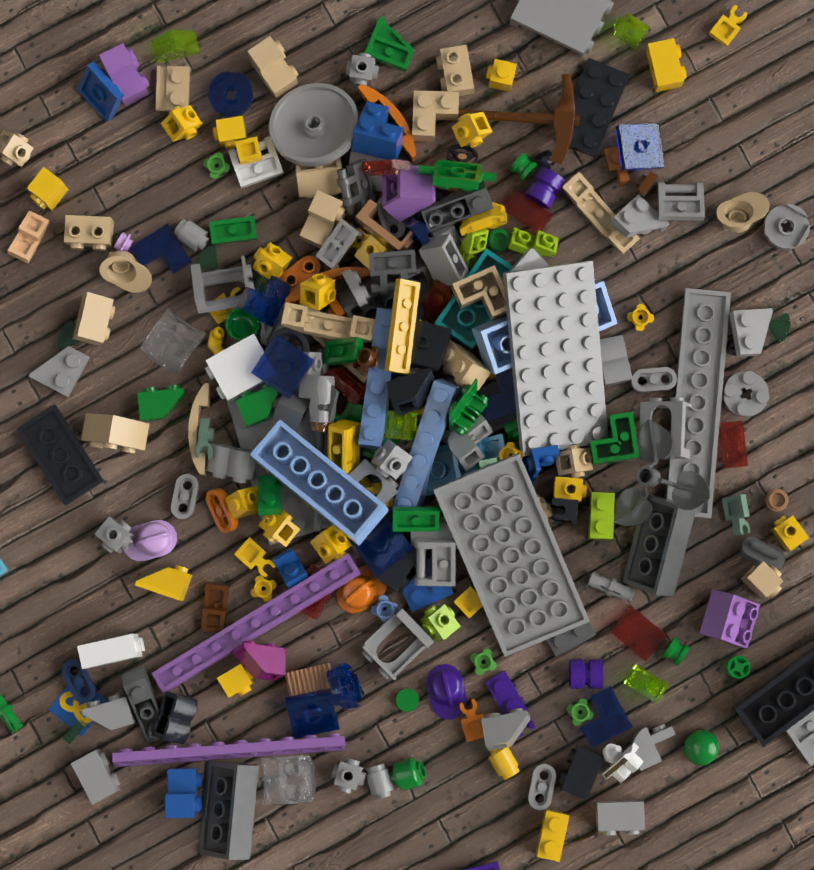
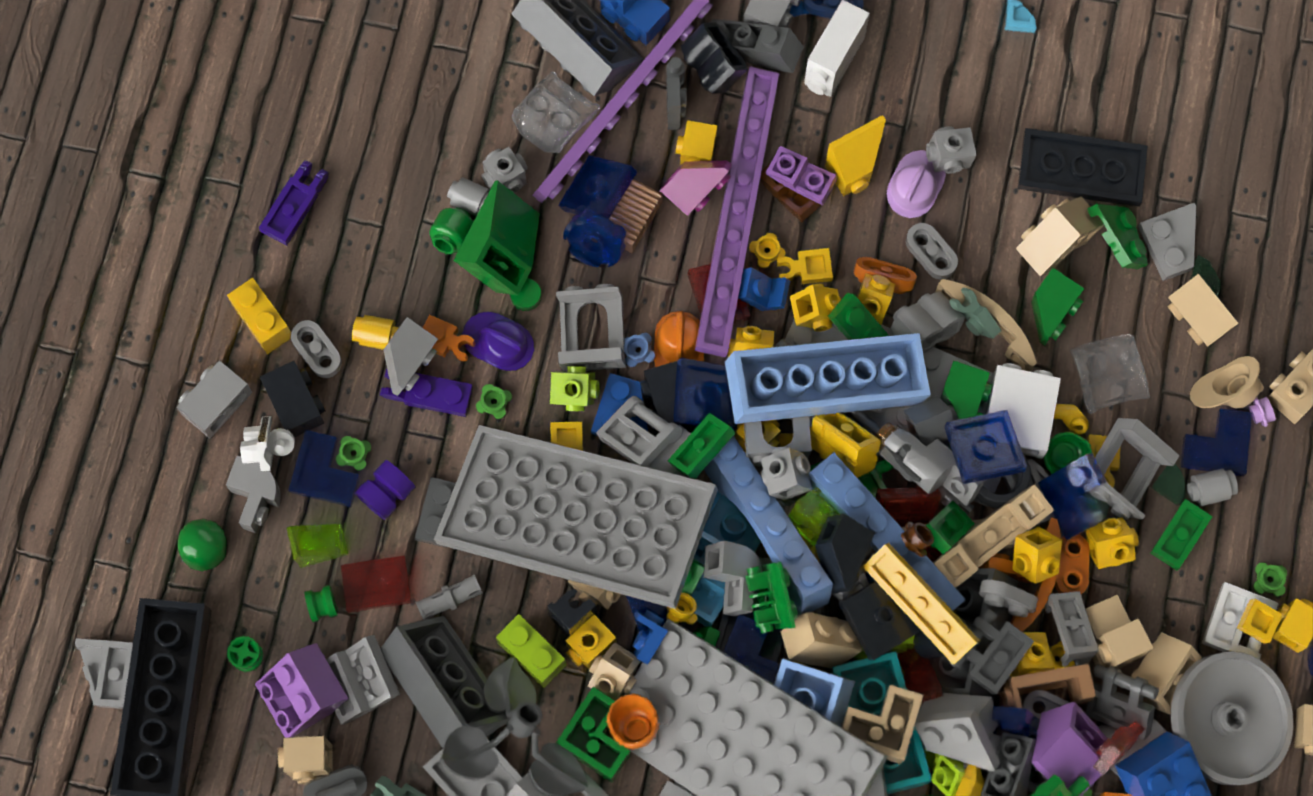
camera: 130 degrees right, 10 degrees down
(85, 399) = (1121, 234): none -> green wing
(205, 605) = (801, 176): none -> medium lavender slope
(221, 714) = (675, 93): none -> dark grey plate
(391, 737) = (501, 241): none -> green slope
(455, 249) = (958, 737): none -> light grey wing
(594, 424) = (633, 721): none -> orange hair
(694, 592) = (363, 678): none -> light grey slope

